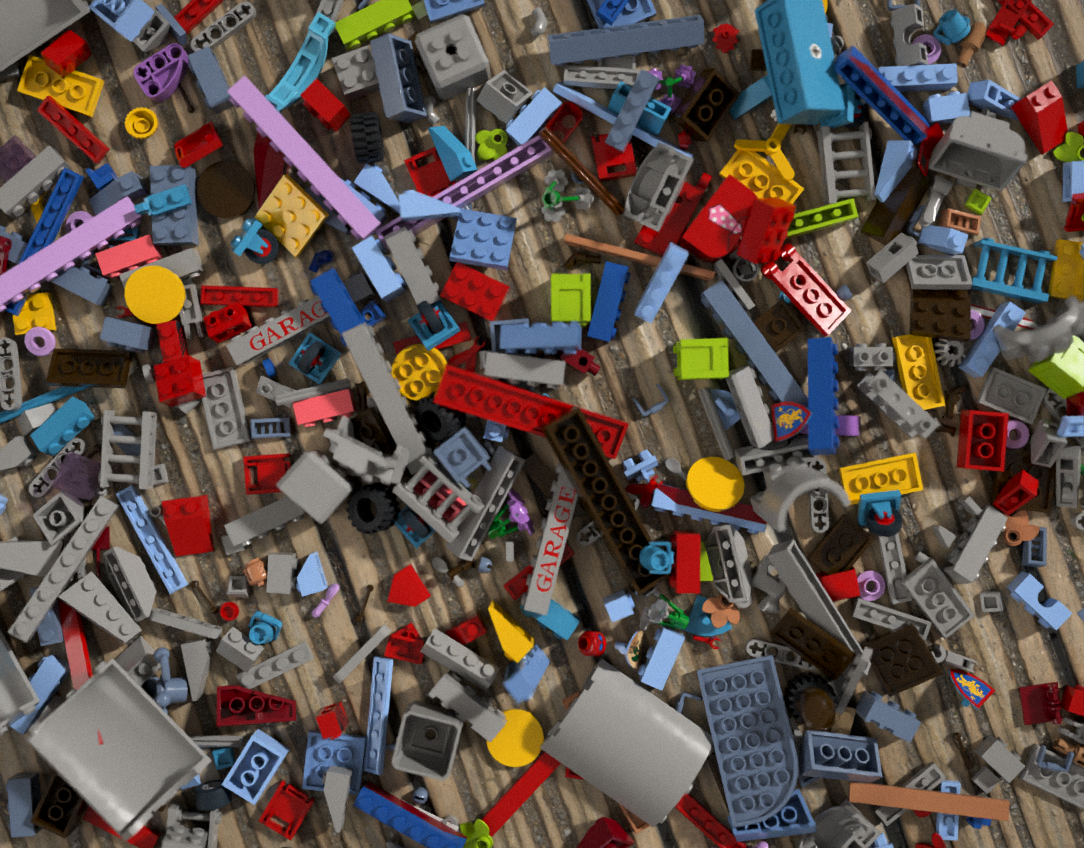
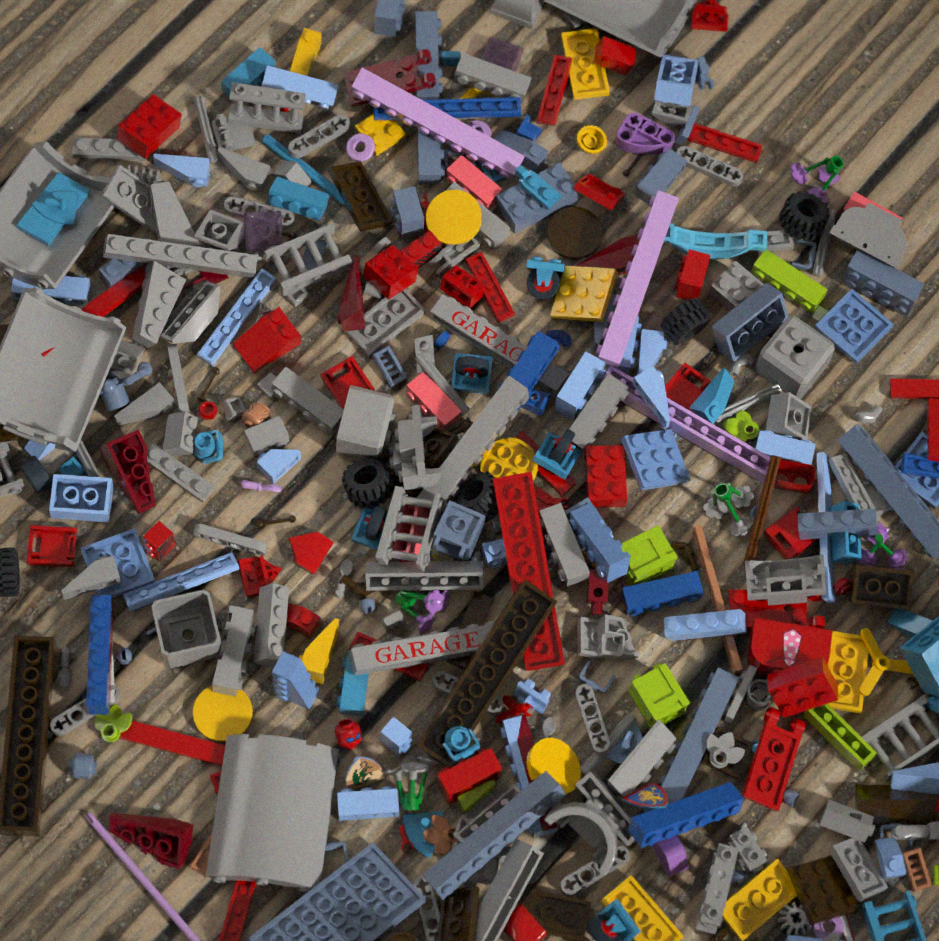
camera: 55 degrees right, 20 degrees down
(192, 431) = (352, 306): none -> dark red wedge
(620, 375) = (604, 638): none -> light grey slope
(689, 428) = (593, 719): none -> light grey beam
(755, 572) = (494, 835): none -> sand blue brick
(775, 327) = (725, 749): none -> light grey plate

